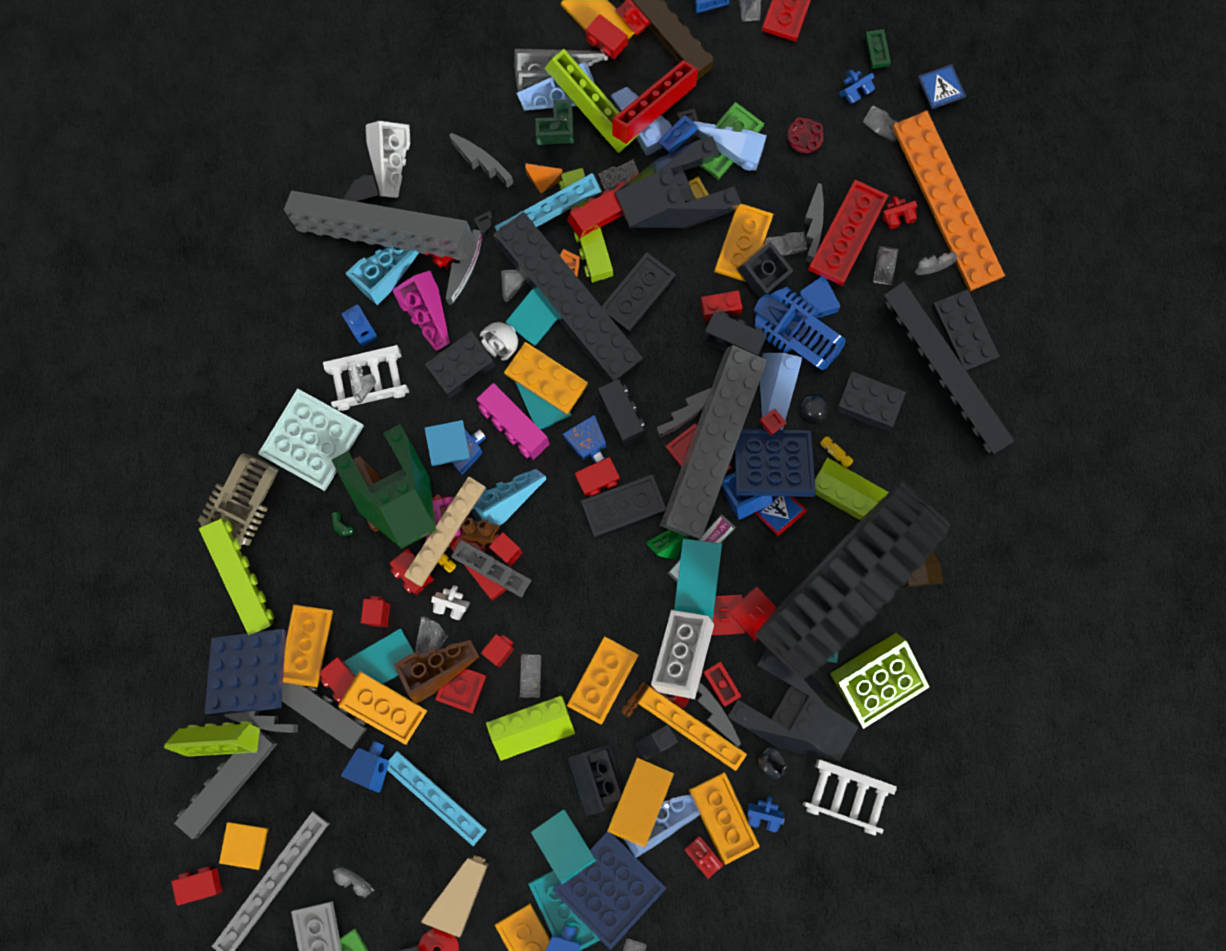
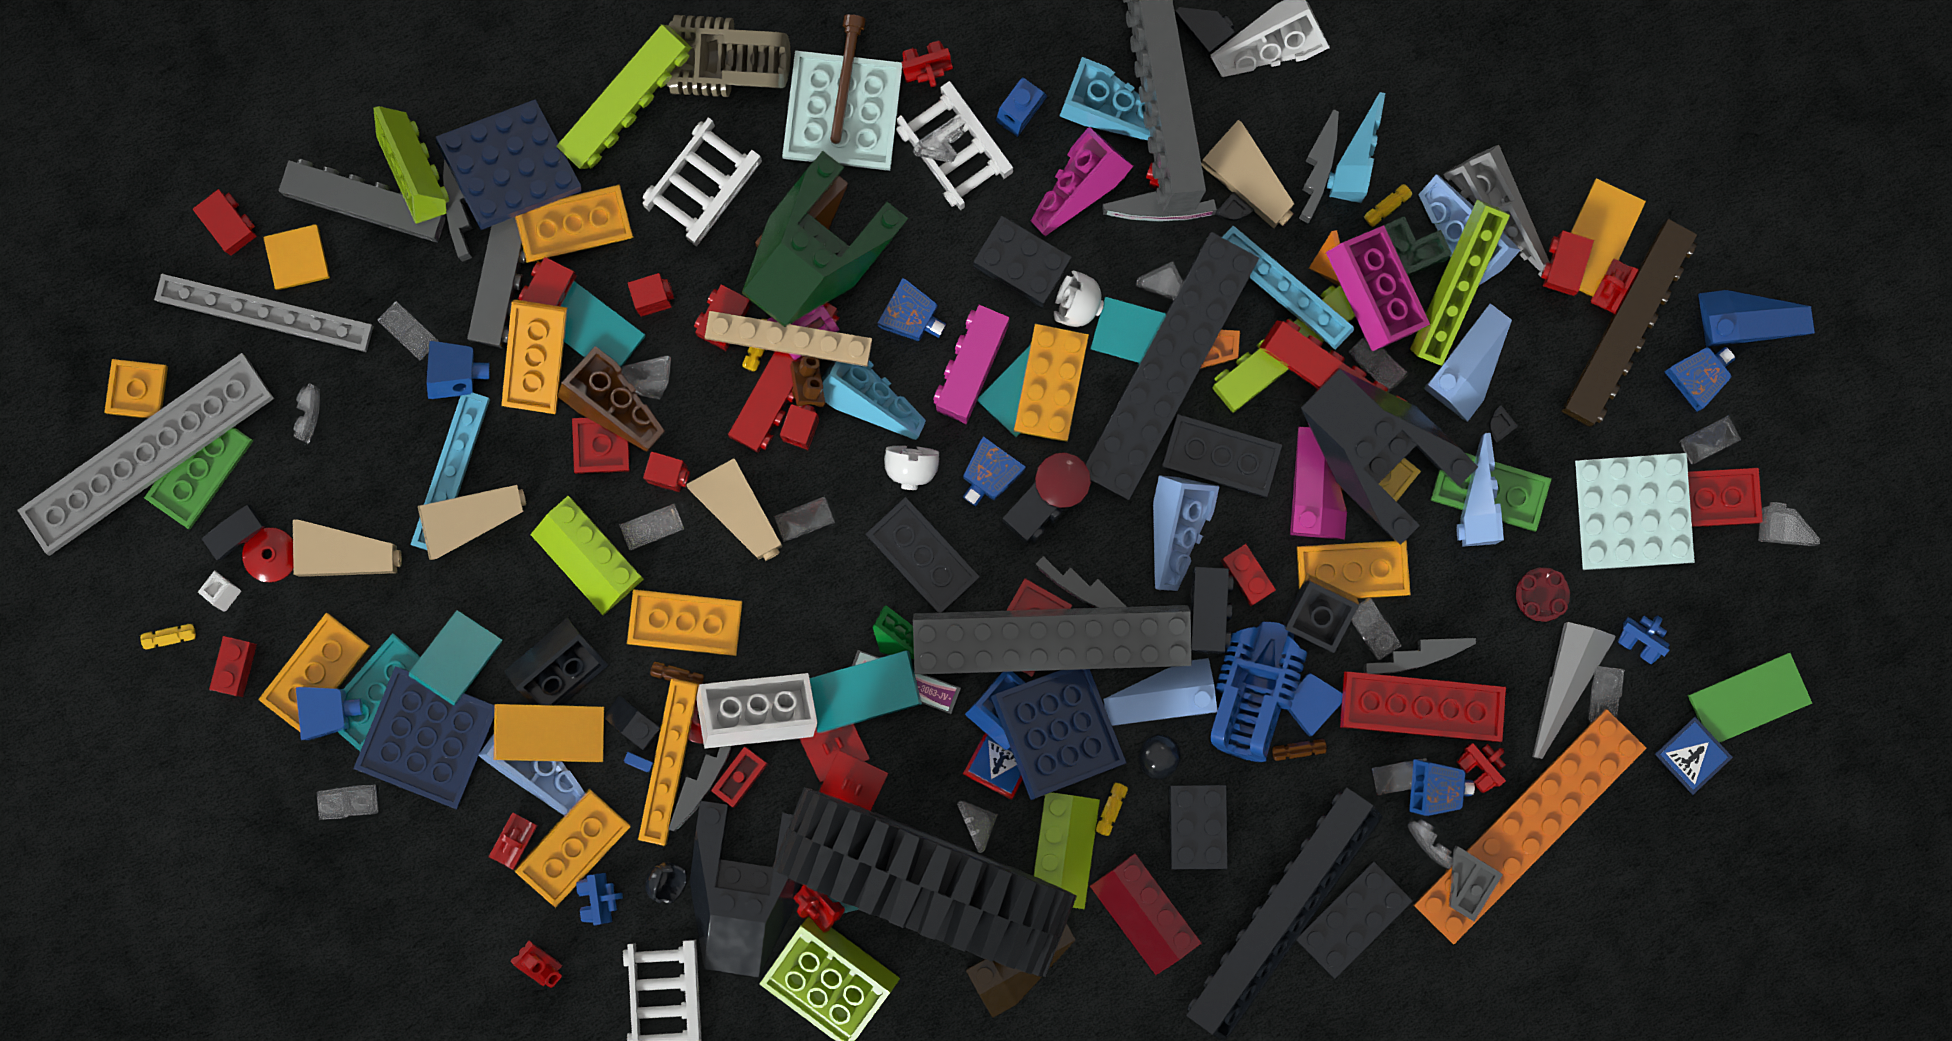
camera: 65 degrees right, 5 degrees up
(259, 409) = (853, 26): none -> reddish brown piece
(307, 374) = (926, 66): none -> red hips
(327, 788) = (407, 330): none -> clear slope
(335, 548) = (728, 184): none -> white fence
(339, 526) = (744, 197): dark green arm -> none
(447, 443) = (907, 291): dark azure tile -> none
(450, 599) = (706, 383): white hips -> none
(469, 201) = (1246, 172): none -> tan slope
(471, 801) = (461, 519): none -> tan slope
(490, 135) = (1354, 170): none -> medium azure wedge
(491, 568) = (766, 418): dark grey slope -> none
(523, 130) = (1388, 205): none -> yellow axle
(538, 614) = (735, 505): none -> tan slope
(562, 488) = (911, 466): none -> white cylinder
(567, 573) = (804, 519): none -> clear slope
(574, 151) = (1377, 288): none -> dark pink brick
(597, 477) = (945, 506): red brick -> none
(614, 390) = (1062, 480): none -> dark red dish
(654, 102) = (1494, 368): red brick -> none
(665, 334) = (1179, 515): none -> light blue wedge
(678, 134) = (1461, 419): blue plate -> none
(684, 748) = (639, 762): none -> blue tile
(686, 245) = (1317, 497): none -> dark pink wedge
(772, 422) = (1114, 707): red plate -> none
(776, 61) = (1634, 511): none -> light aqua plate
(795, 874) = (538, 965): none -> red hips
(813, 540) = (979, 823): none -> clear slope
(832, 667) = (818, 908): none -> red hips
(844, 319) = (1299, 749): none -> reddish brown axle
(854, 131) = (1577, 657): none -> light grey wedge
(877, 48) = (1714, 645): dark green plate -> none
(903, 244) = (1438, 788): none -> blue torso
(913, 457) = (1145, 914): none -> dark red slope
(918, 41) = (1751, 698): none -> bright green tile
(972, 246) = (1471, 883): none -> dark grey wing

